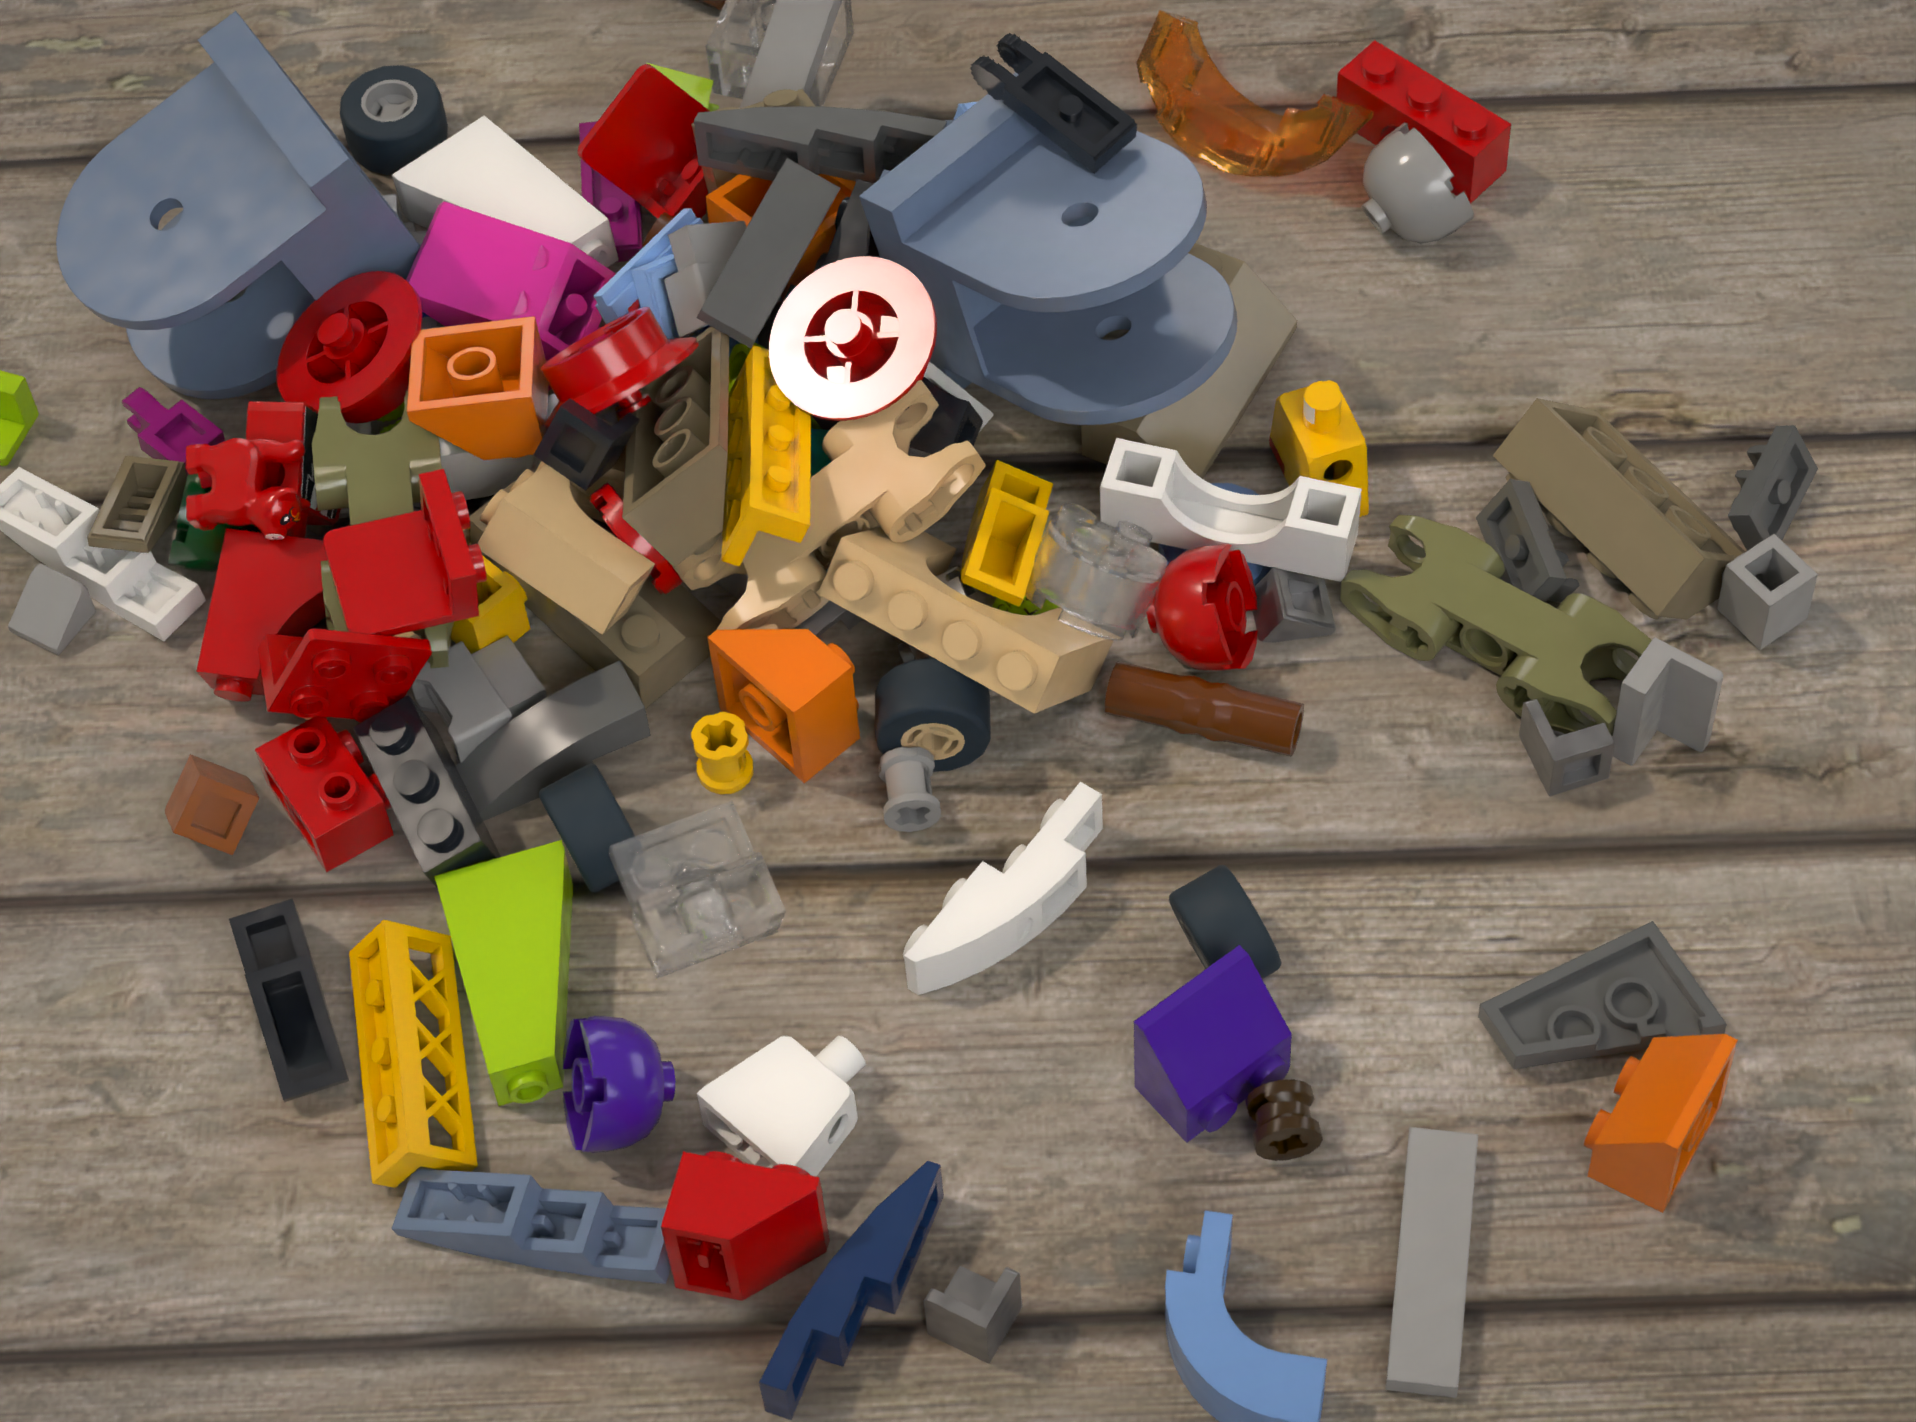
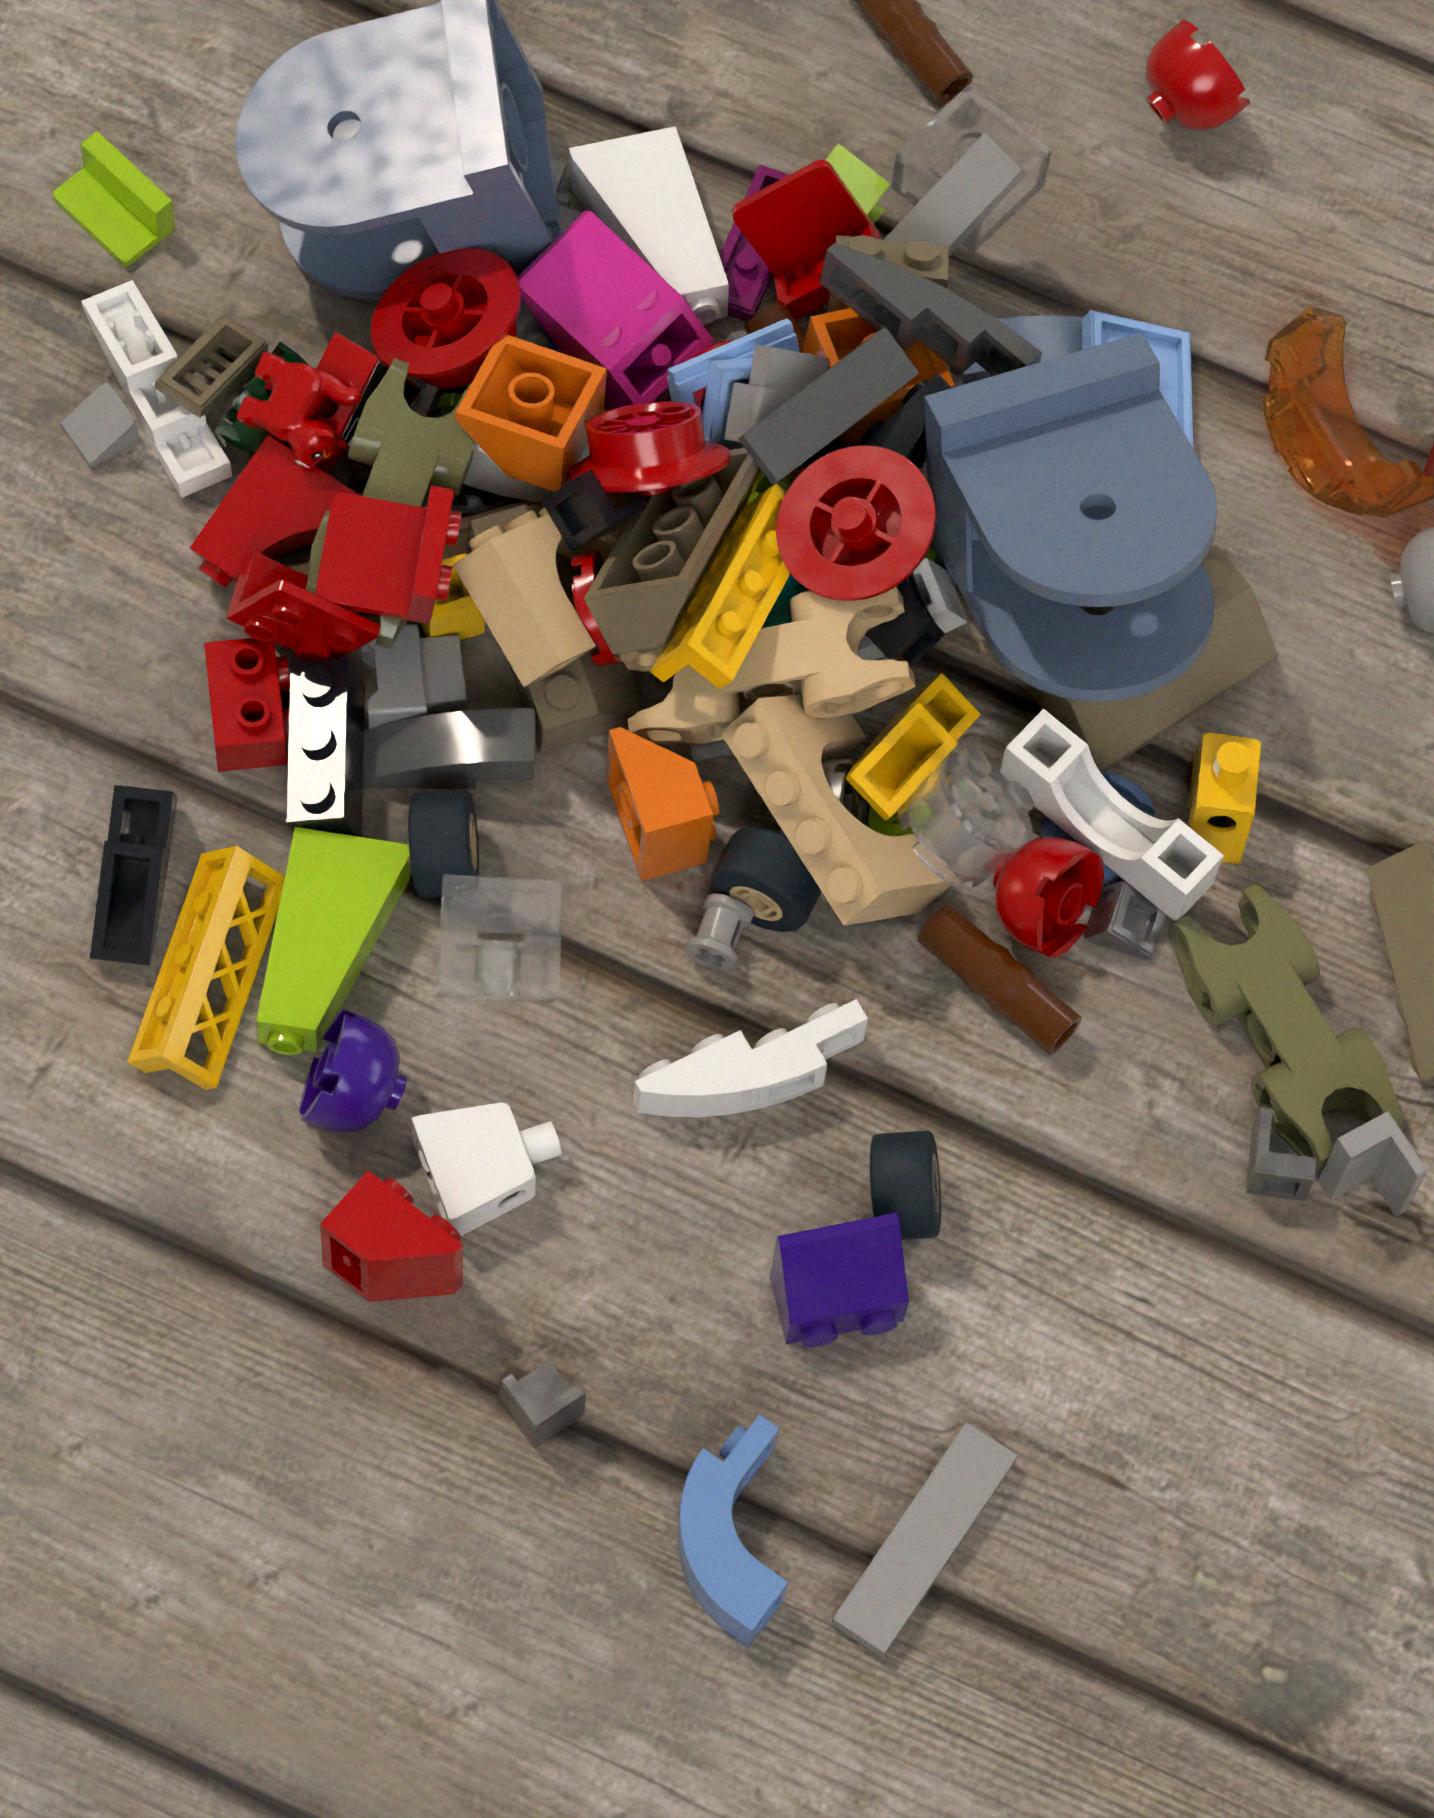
camera: 15 degrees right, 10 degrees up
(167, 432) = (274, 309): magenta plate -> none
(211, 804) = (150, 670): dark orange panel -> none
(392, 117) = (600, 87): black wheel -> none
(533, 1226) = (233, 1159): sand blue slope -> none
(722, 751) = (576, 840): yellow bush -> none
(864, 1273) = (474, 1328): dark blue slope -> none
(1056, 102) = (1132, 394): black hinge -> none
(1283, 1120) = (868, 1367): dark brown wheel -> none
(1520, 535) = (1344, 964): dark grey plate -> none
(1601, 1004) = (1181, 1395): dark grey wing -> none
(1660, 1116) = (1167, 1515): orange slope -> none

